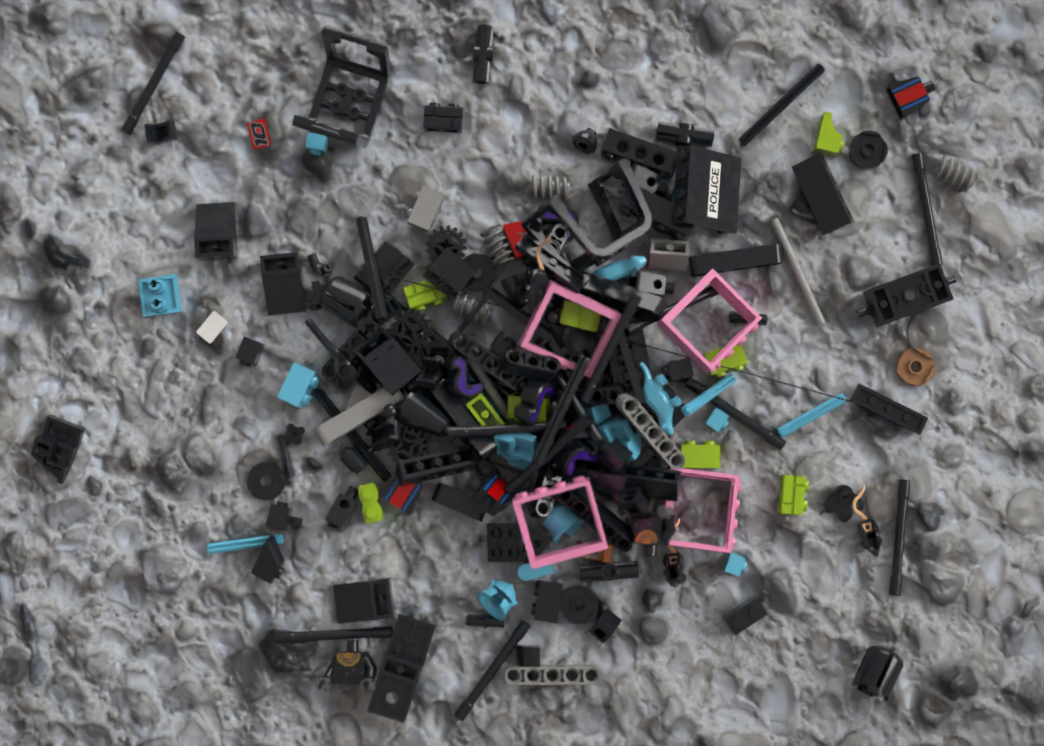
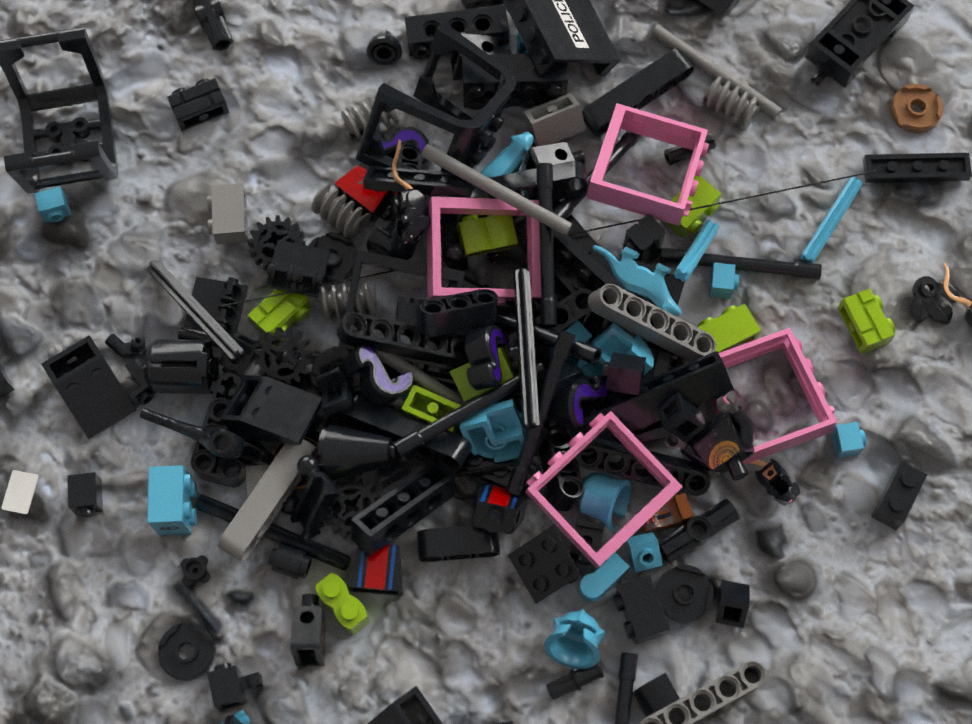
camera: 30 degrees left, 15 degrees down
(569, 569) = (644, 552): none -> medium azure plate
(595, 298) = (496, 189): none -> light grey piece
(793, 300) = (731, 102): none -> light grey piece

